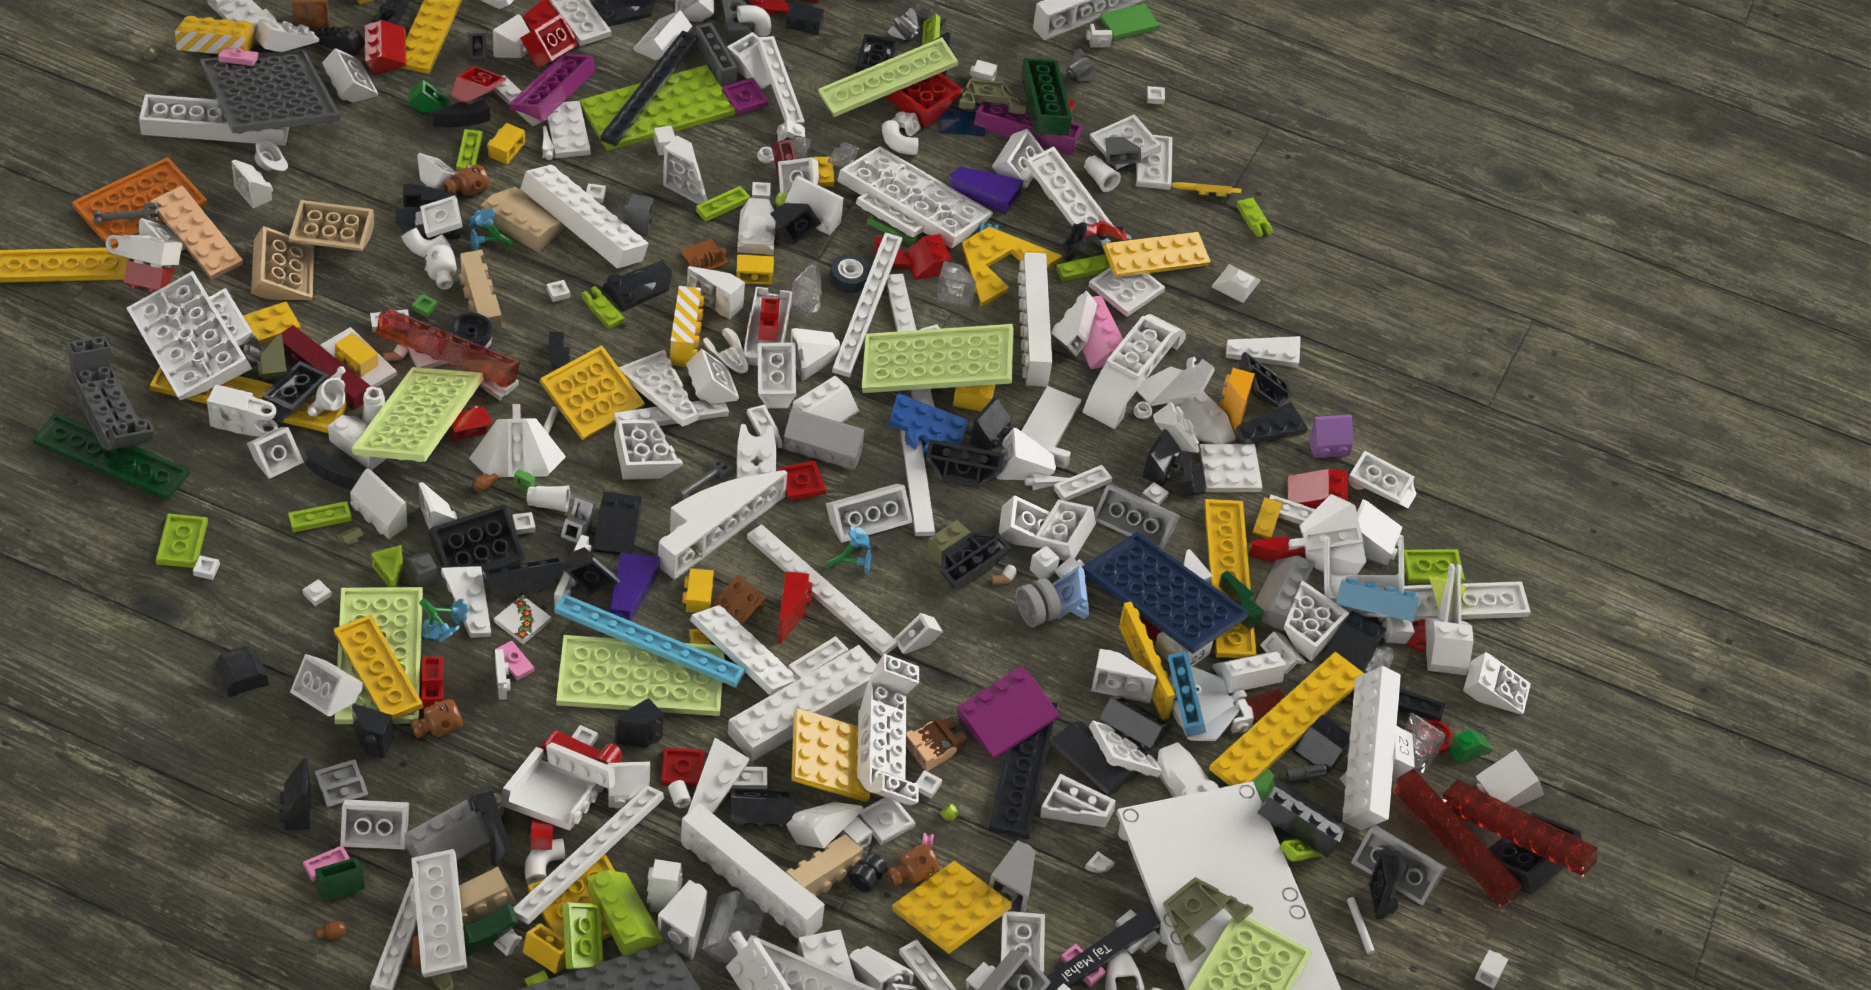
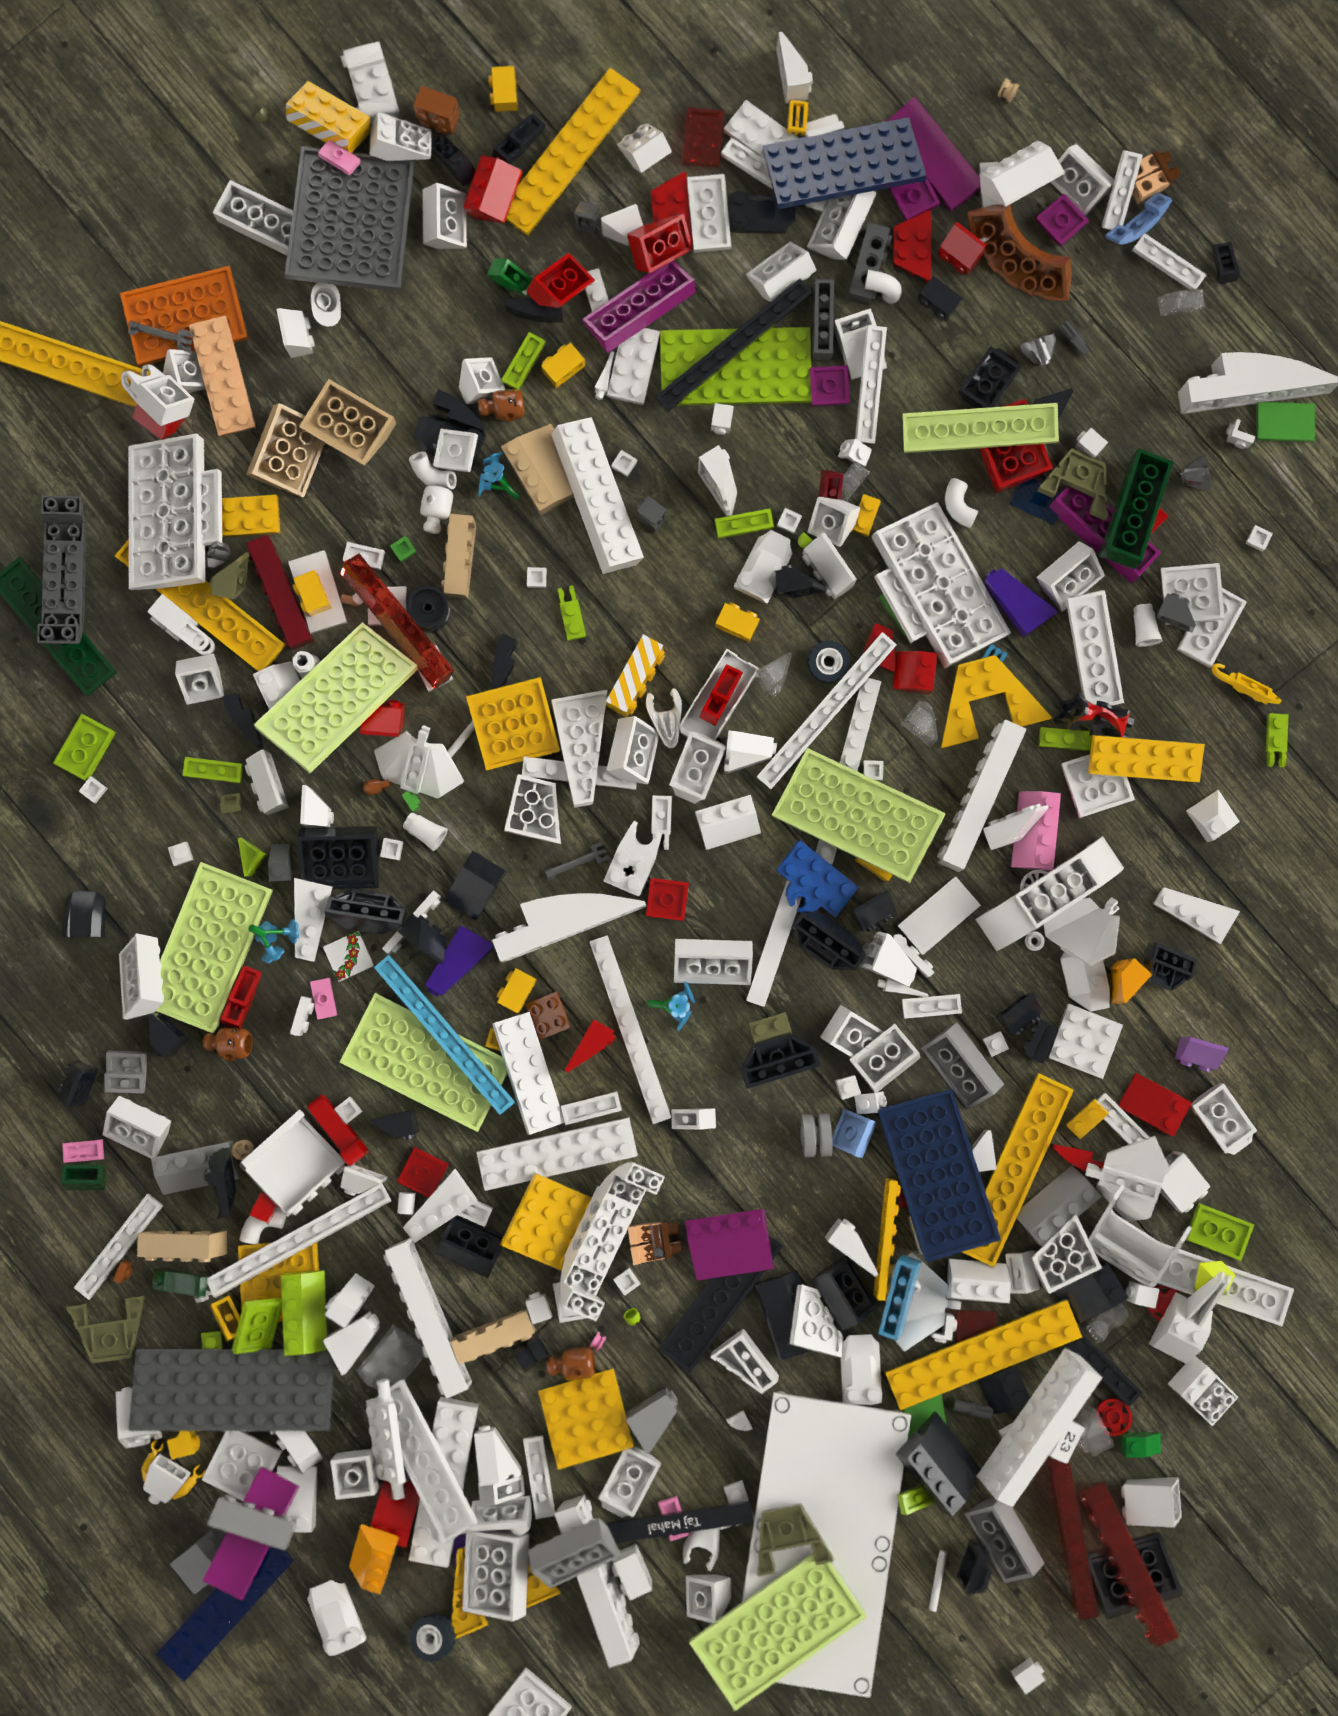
camera: 30 degrees right, 35 degrees up
(294, 390) = (238, 618): black slope -> none
(329, 395) = (265, 639): white piece -> none
(332, 930) = (63, 1219): dark orange cylinder -> none
(378, 667) = (195, 969): yellow plate -> none
(439, 913) = (145, 1255): white plate -> none
(580, 520) = (439, 871): flat silver brick -> none
(580, 765) = (326, 1160): white plate -> none
(638, 285) = (618, 597): black slope -> none
(705, 255) = (697, 585): dark orange hinge -> none
(720, 290) = (687, 643): white slope -> none
(765, 155) = (816, 467): white plate -> none
(821, 824) = (515, 1289): white slope -> none
(823, 439) = (705, 865): light grey slope -> none
(844, 155) = (892, 506): clear slope -> none
(908, 121) = (979, 481): white bracket -> none
(931, 29) = (1061, 369): lime plate -> none
(1006, 577) = (806, 1084): arm -> none
(1182, 431) = (1049, 993): white slope -> none
(1243, 596) = (1010, 1209): dark green slope -> none
(1272, 425) = (1156, 1010): black wing -> none
(1377, 600) = (1134, 1271): dark azure brick -> none

